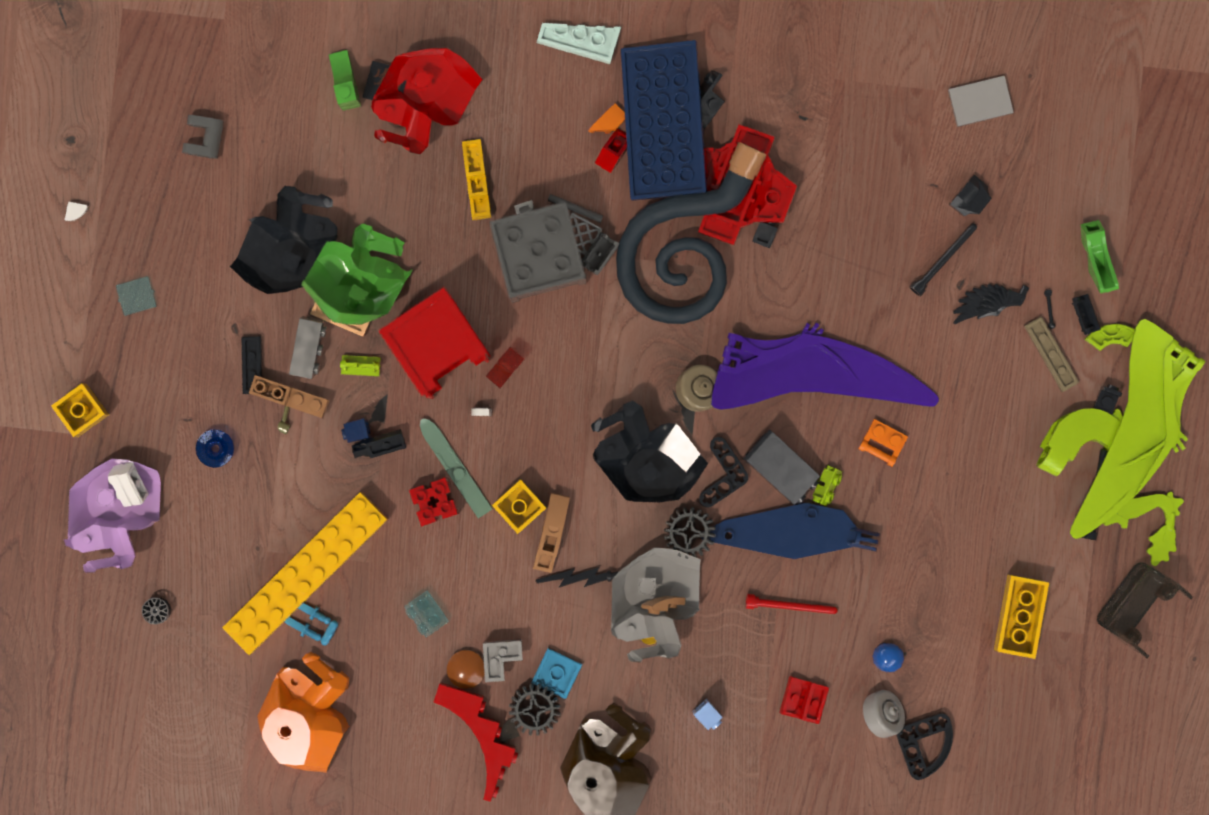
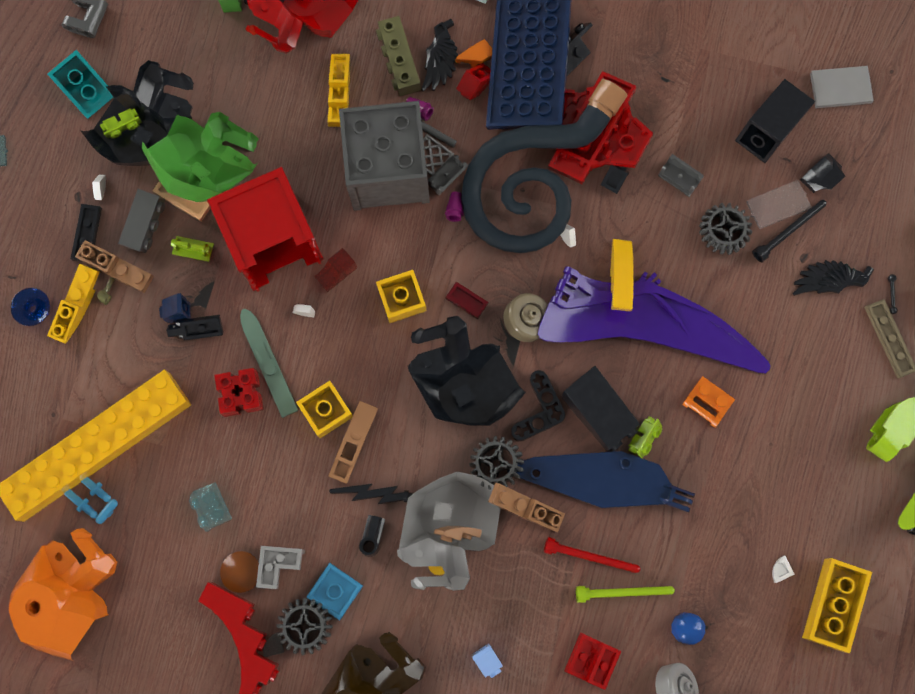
camera: 10 degrees right, 10 degrees down
(215, 212) = (81, 84): none -> teal slope
(255, 316) = (99, 186): none -> white tile
(257, 439) = (75, 304): none -> yellow slope
(259, 254) = (128, 121): none -> lime hinge
(531, 134) = (399, 56): none -> olive brick
(560, 187) = (425, 108): none -> magenta cone
(572, 127) = (440, 56): none -> black animal
(574, 385) = (401, 296): none -> yellow brick
(583, 615) = (372, 533): none -> black piece
(611, 285) = (454, 208): none -> magenta cone
(637, 377) = (467, 300): none -> dark red tile
(724, 570) = (526, 507): none -> medium nougat slope
(728, 299) = (569, 236): none -> white tile
(784, 331) = (622, 275): none -> yellow slope
(789, 640) = (584, 594): none -> lime piece
(830, 220) = (680, 175): none -> dark grey hinge
(878, 260) = (739, 224): none -> dark grey gear
(917, 149) = (774, 120): none -> black slope
(930, 234) = (778, 204): none -> clear piece
(969, 590) = (781, 570): none -> white tile

